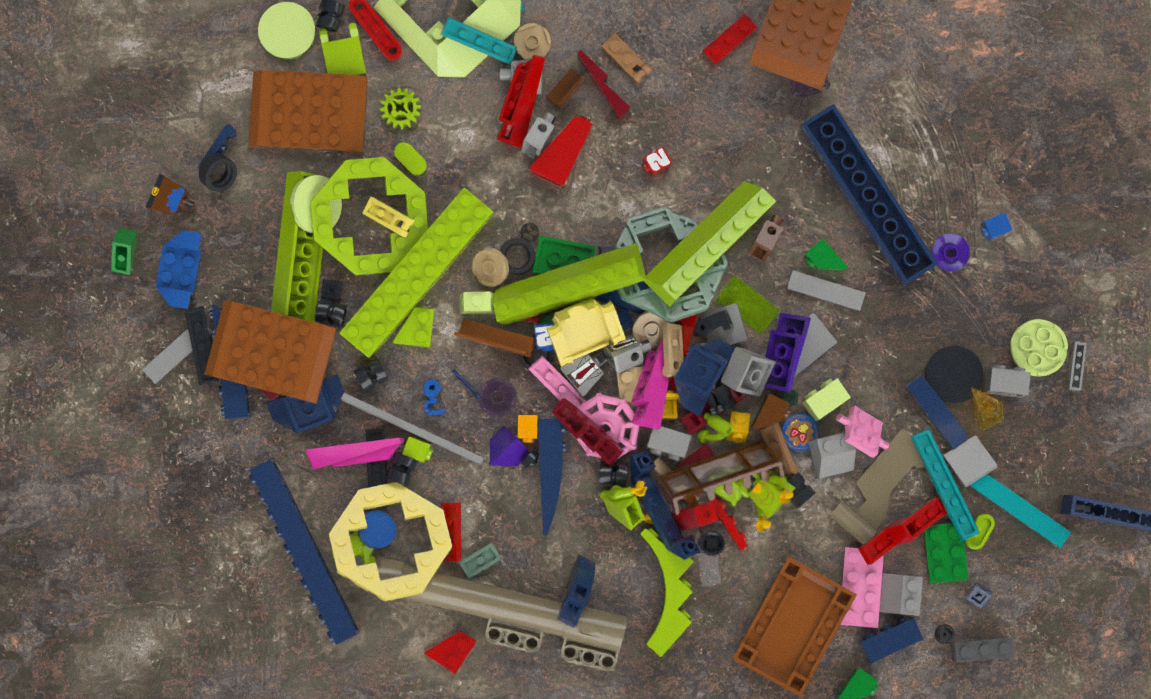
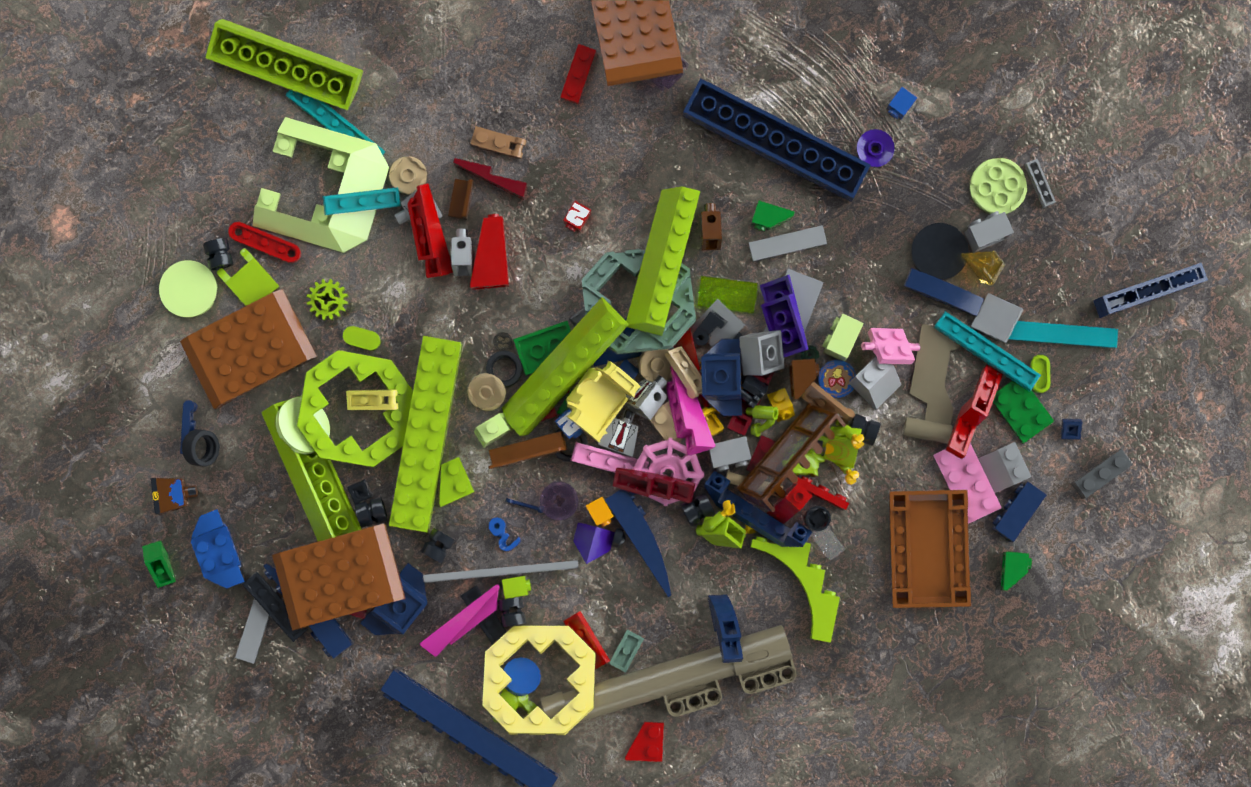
camera: 25 degrees left, 0 degrees up
(944, 634) = (1061, 479): black tile -> none

